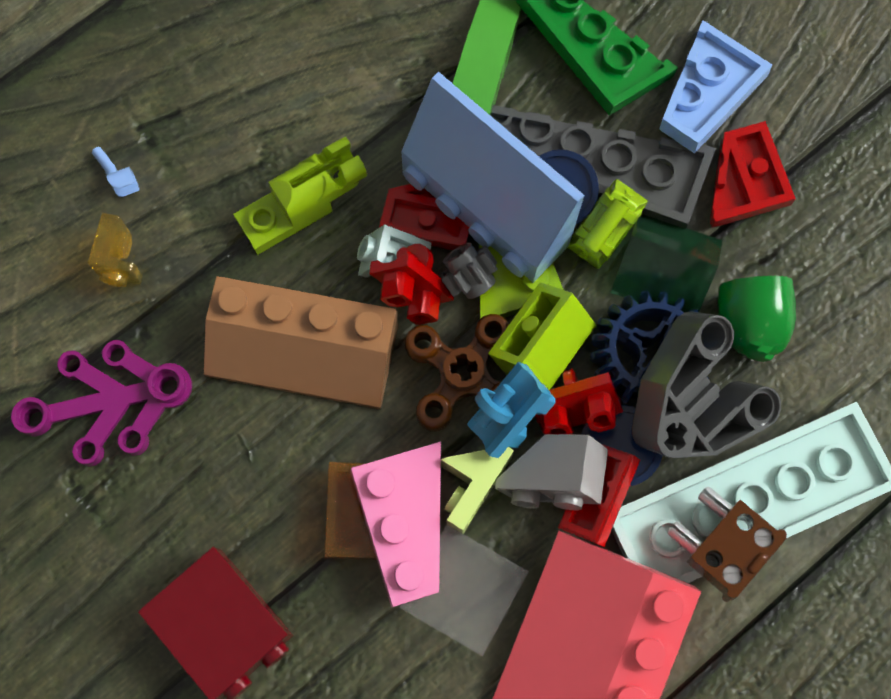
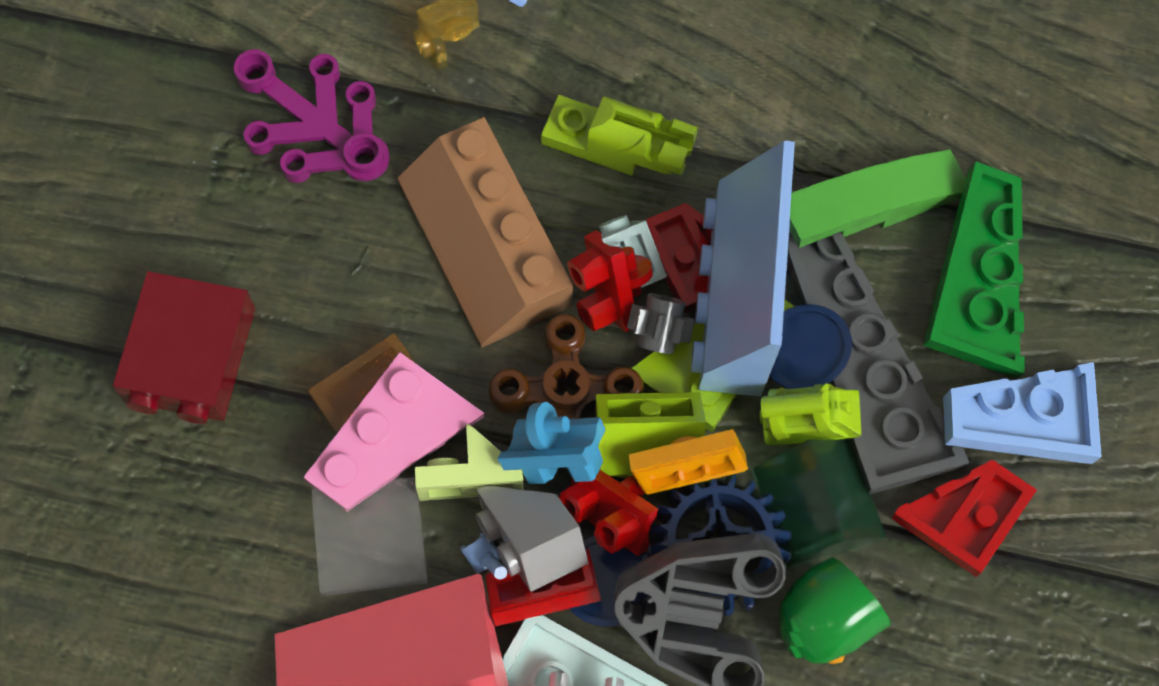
camera: 50 degrees right, 5 degrees down
(542, 518) = (484, 556): none -> light blue hand
(590, 326) = (688, 461): none -> light orange plate

